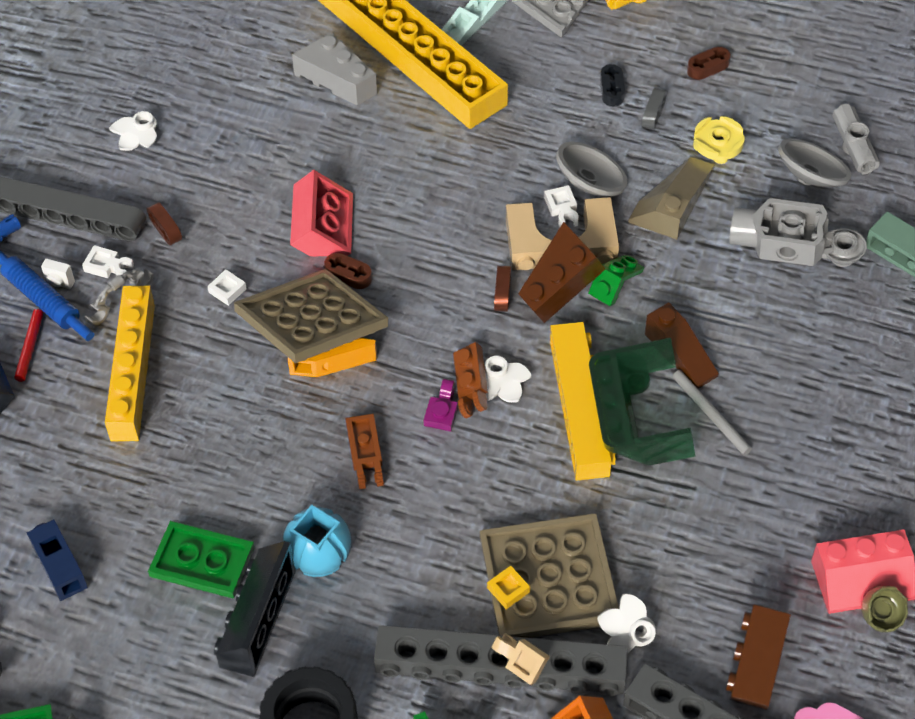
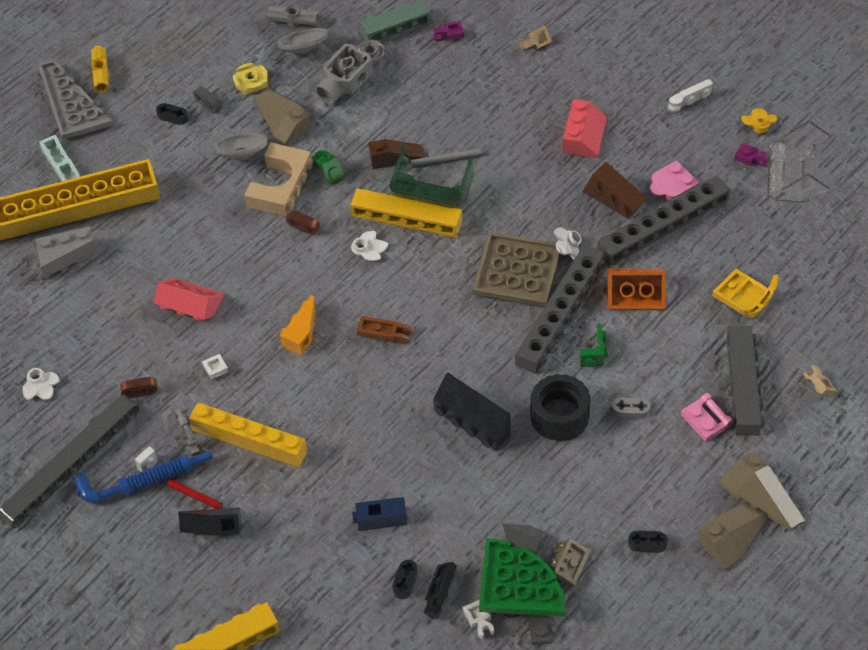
camera: 65 degrees left, 0 degrees up
(106, 261) = (152, 431): white plate -> none
(201, 559) = (419, 436): green plate -> none
(310, 315) = (273, 321): dark tan plate -> none
(326, 556) = (432, 379): medium azure piece -> none
(348, 270) = (239, 298): copper beam -> none
(442, 410) = (373, 284): magenta plate -> none
(470, 379) = (360, 260): dark orange hinge -> none
(508, 587) = (520, 285): yellow plate -> none
(524, 658) = (573, 289): tan plate -> none
(560, 274) = (316, 181): reddish brown wedge -> none
(562, 203) = (253, 171): white plate -> none
(708, 63) = (182, 61): copper beam -> none
(884, 608) = (610, 129): olive hair -> none

